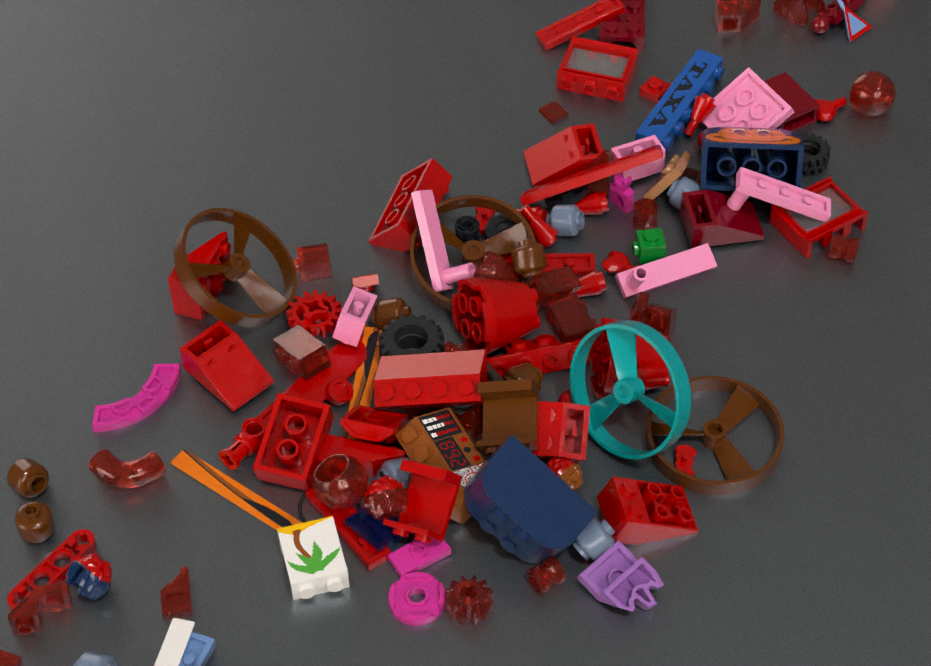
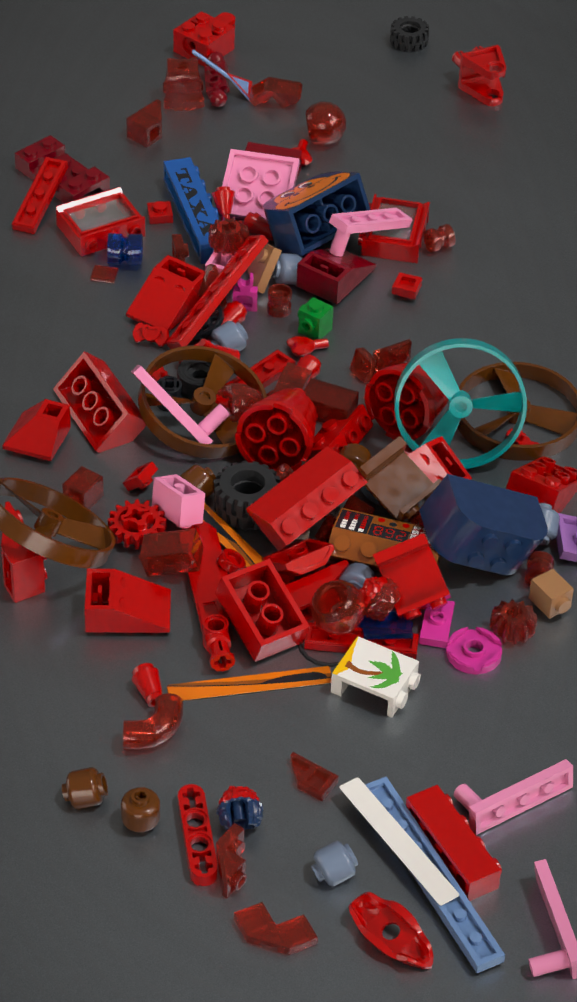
camera: 50 degrees left, 5 degrees down
(132, 410) = (89, 678): dark pink tile -> none
(166, 436) = (147, 681): none -> red cone
(344, 201) = (40, 430): none -> red slope
(518, 178) = (151, 334): none -> red piece
(523, 601) = (551, 593): none -> medium nougat brick
(528, 258) = (260, 372): reddish brown head -> none
(583, 100) = (125, 249): none -> clear blue wheel
(623, 127) = (179, 249): none -> clear red plate
(648, 133) = (227, 235): none -> clear red gear
(665, 271) = (343, 329): bright pink piece -> none
(764, 270) = (407, 285): none -> red plate
(875, 46) = (282, 90): none -> clear red slope

